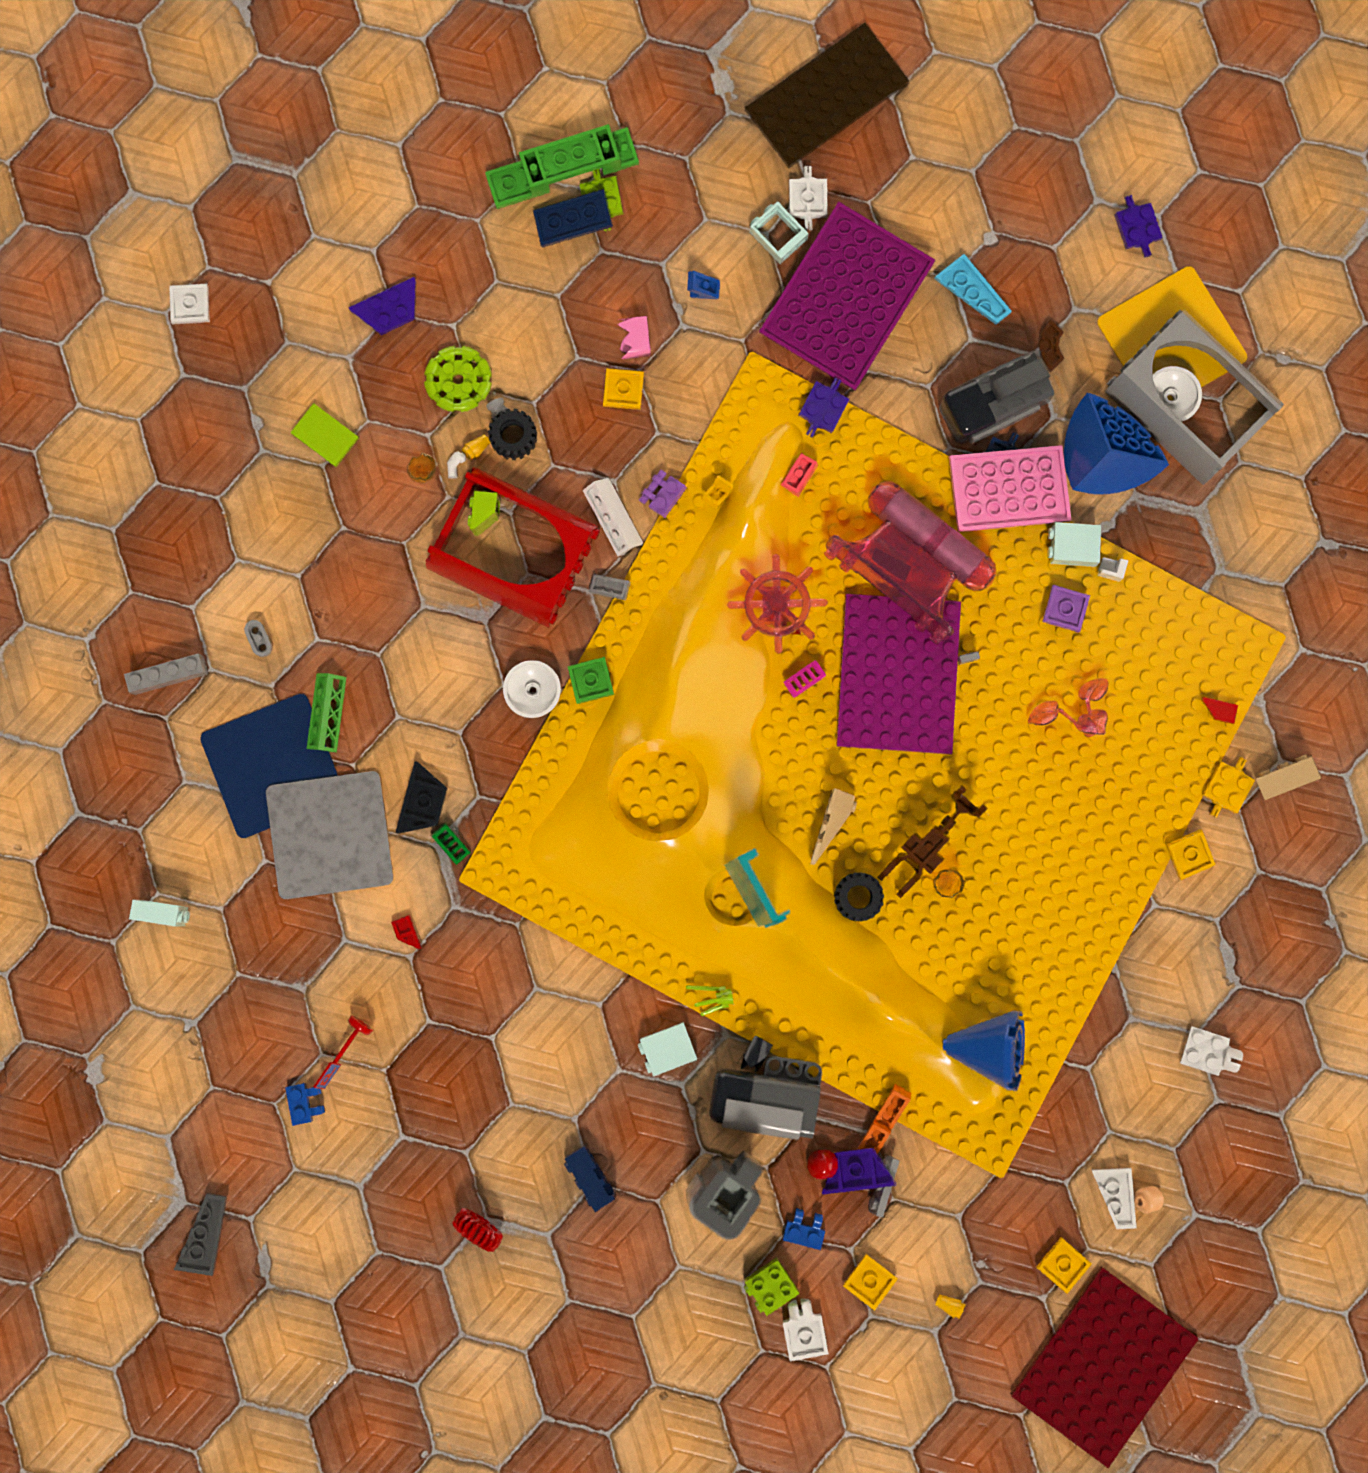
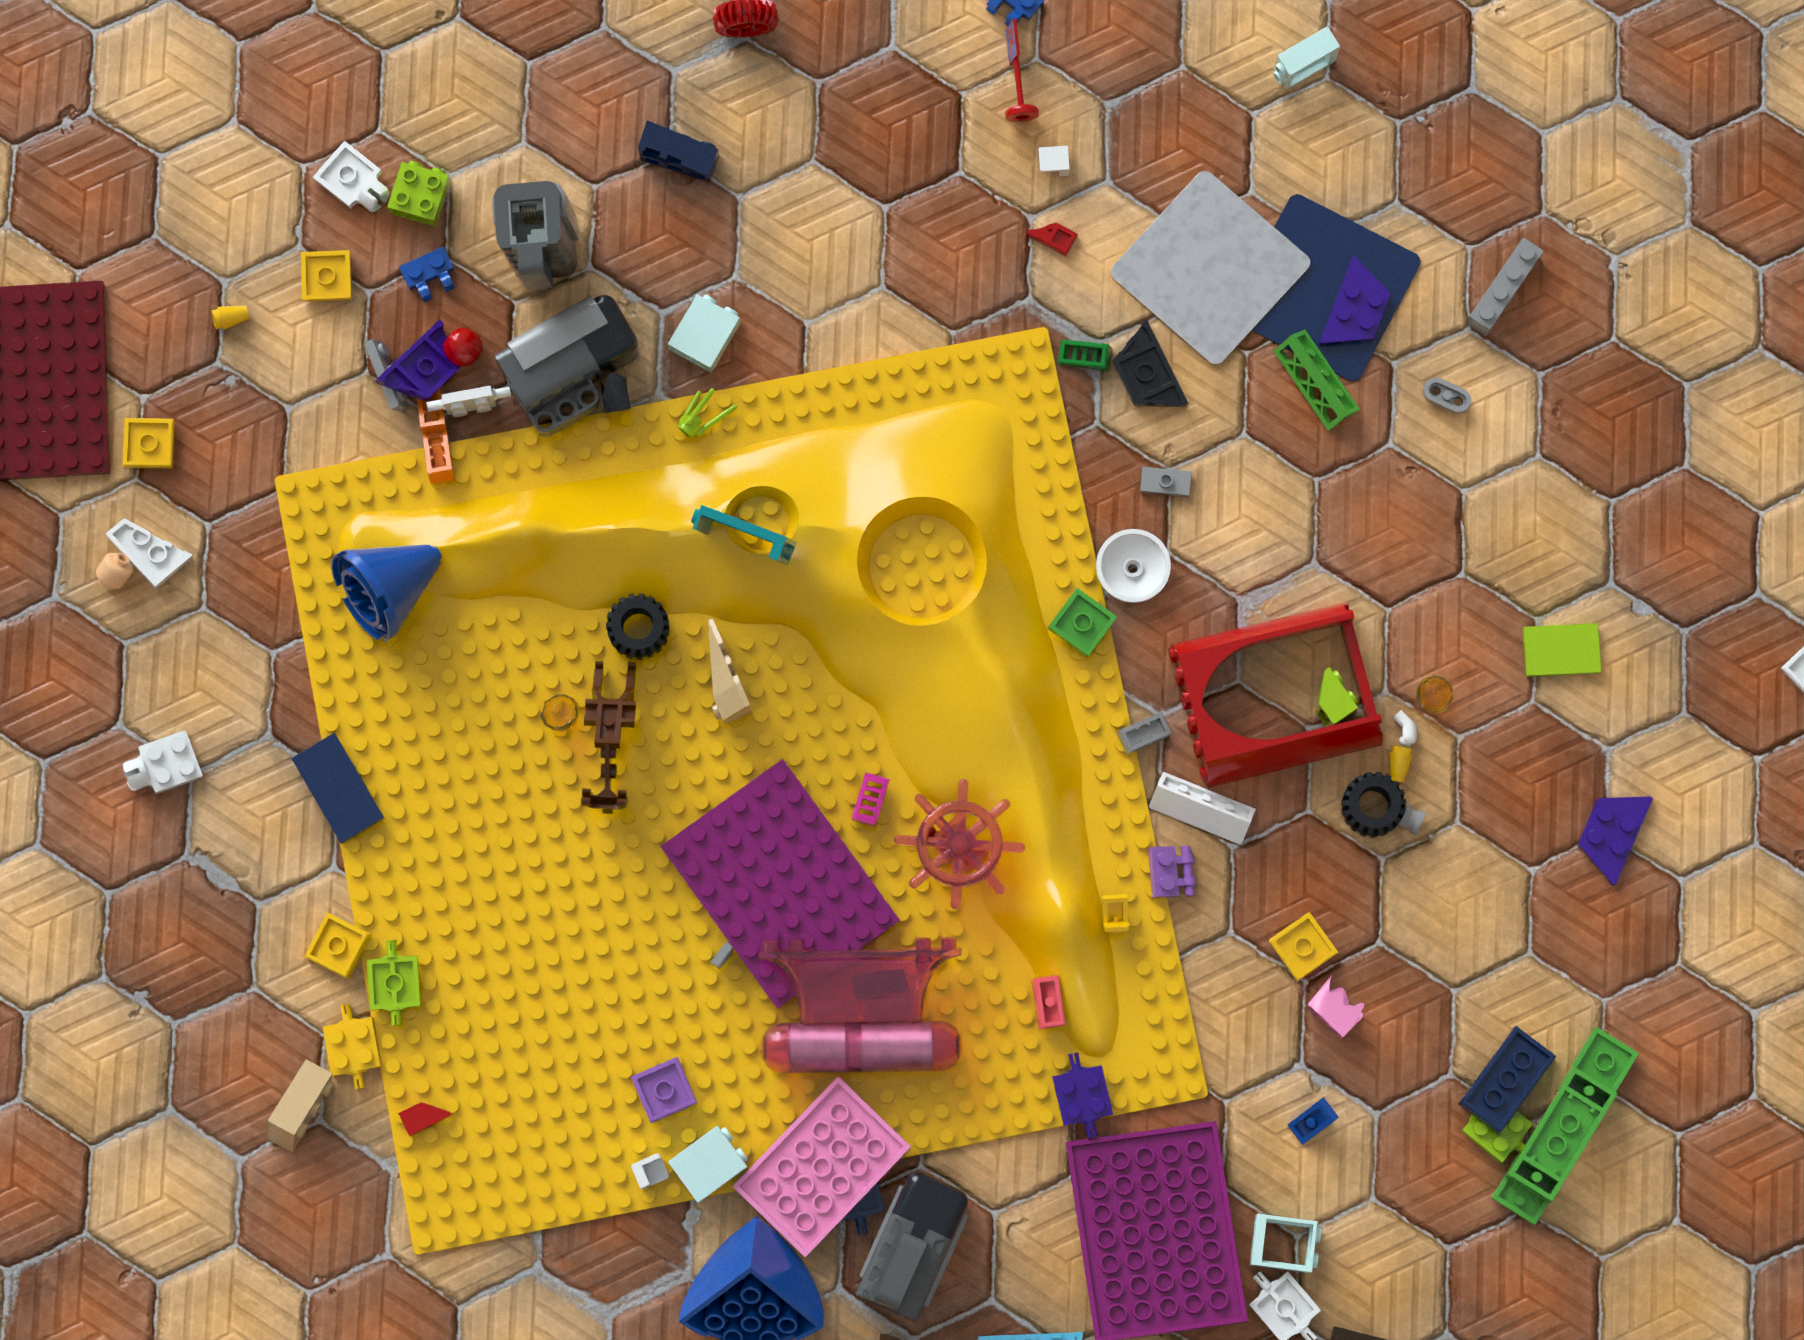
camera: 140 degrees right, 5 degrees down
(264, 736) = (1357, 307): none -> dark purple wing
(365, 979) = (1054, 159): none -> white panel
(449, 371) = (1484, 803): lime plate -> none
(468, 726) = (1165, 481): none -> light grey plate
(855, 1128) = (469, 400): none -> white plate
(1089, 723) = (546, 985): plant -> none
(1116, 949) = (338, 788): none -> dark blue tile
(1176, 802) = (394, 983): none -> lime plate

